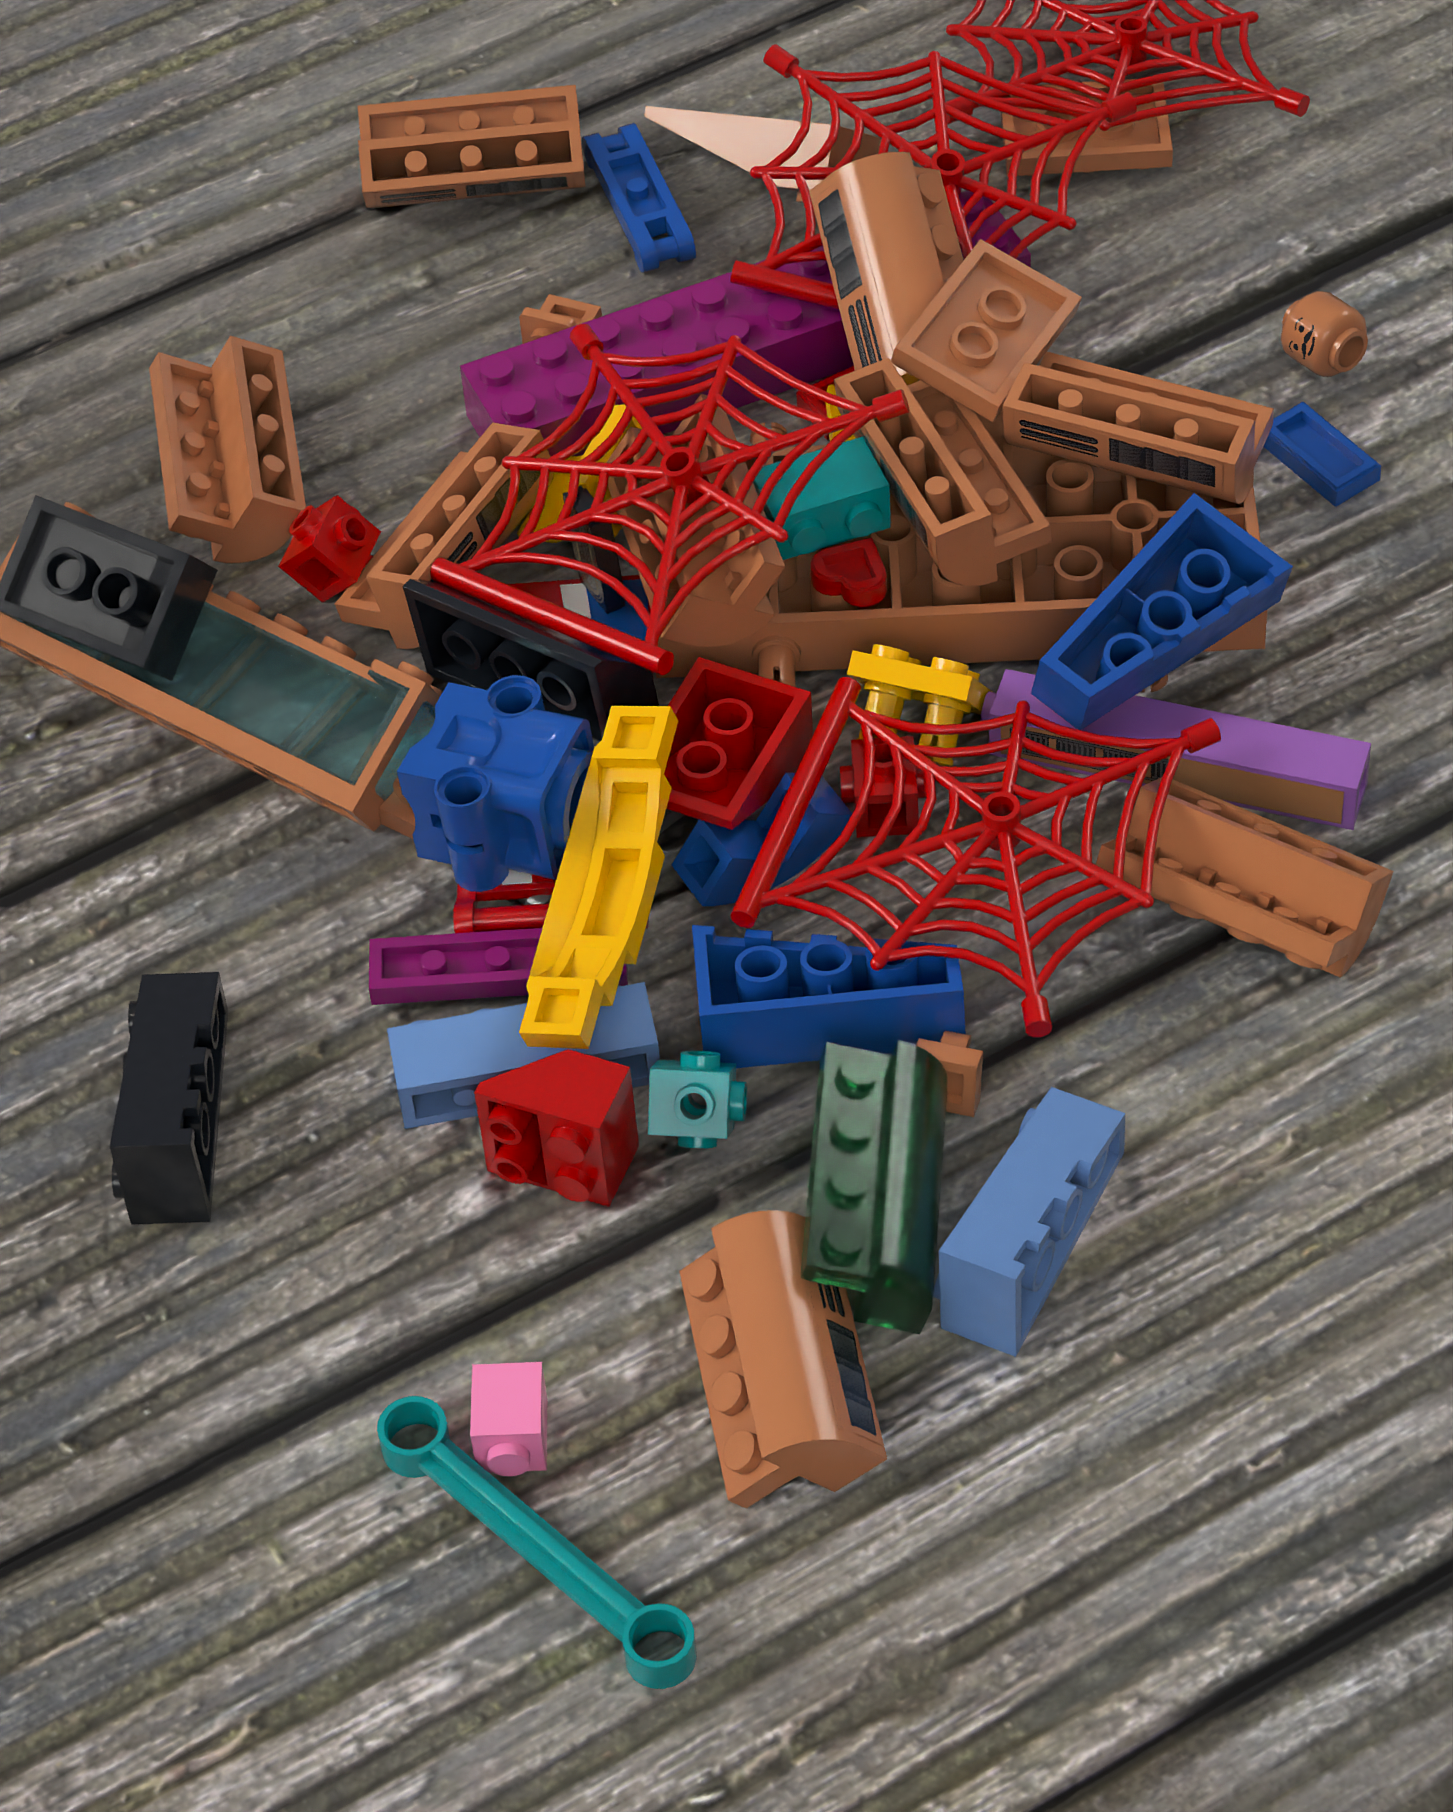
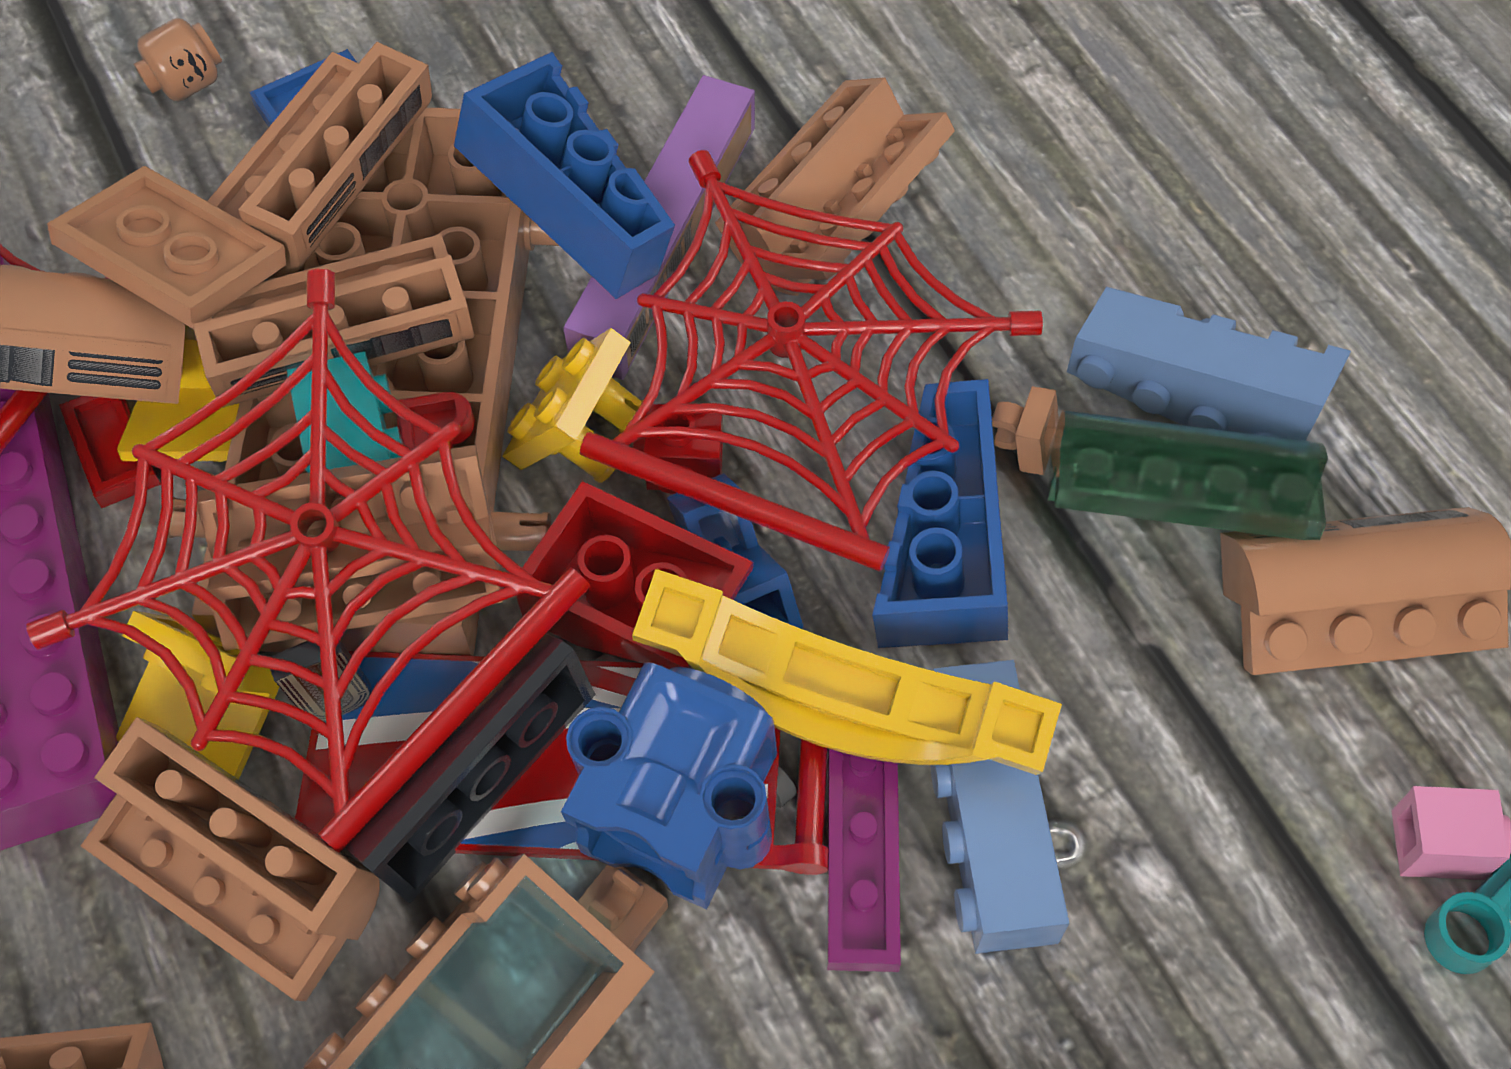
camera: 90 degrees left, 10 degrees up
(340, 542) = (208, 1000): red brick -> none
(561, 1125) = (1124, 752): red slope -> none
(677, 1114) = (1068, 640): teal brick -> none

